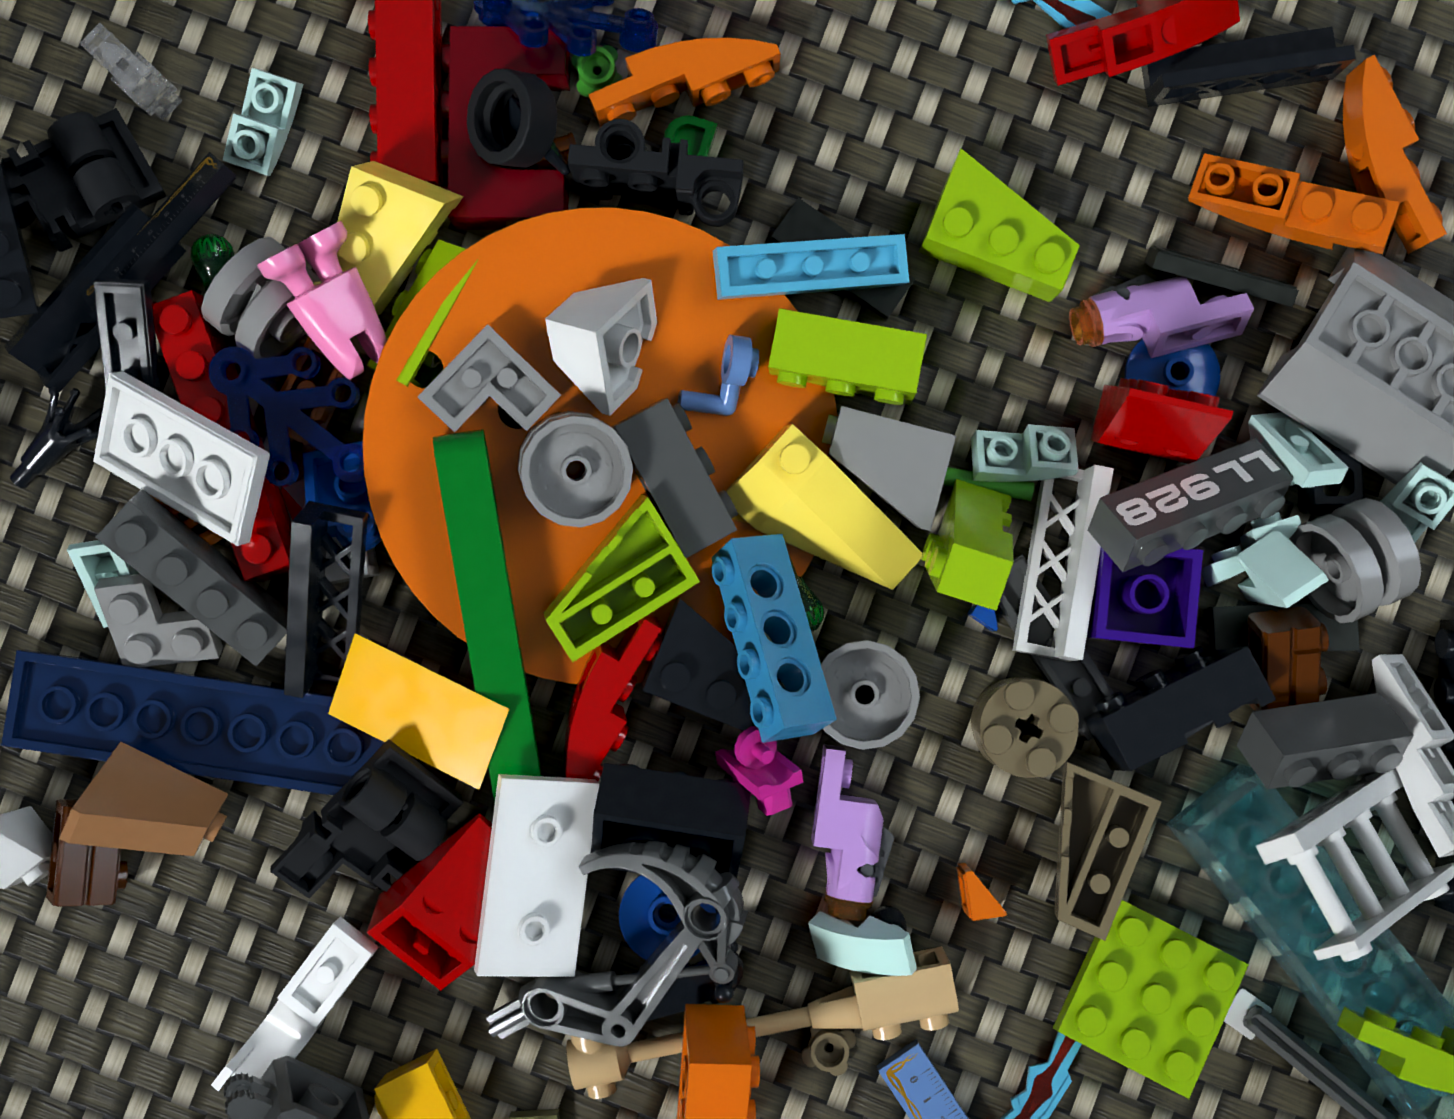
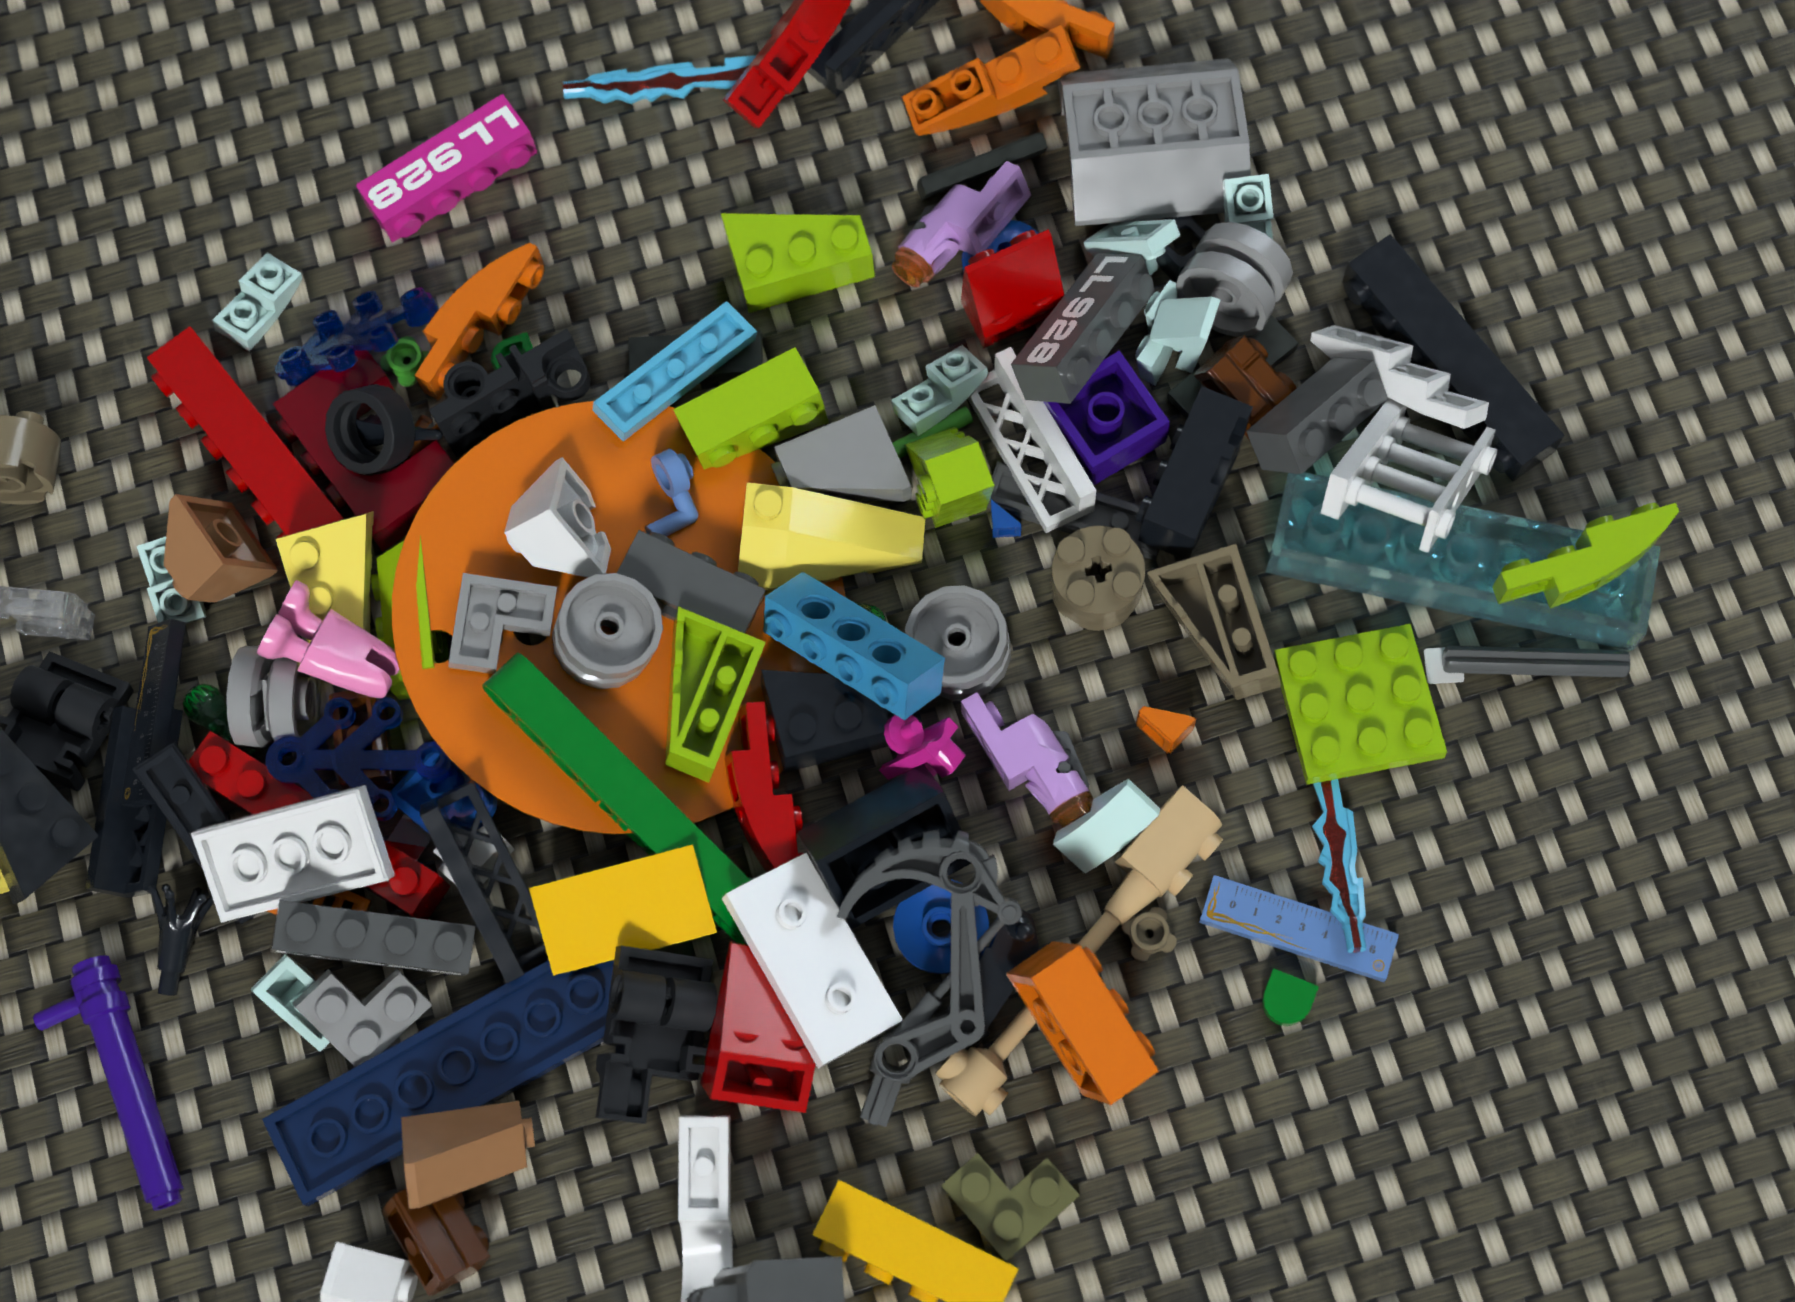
camera: 35 degrees left, 15 degrees down
(308, 121) = (211, 550): none -> medium nougat slope

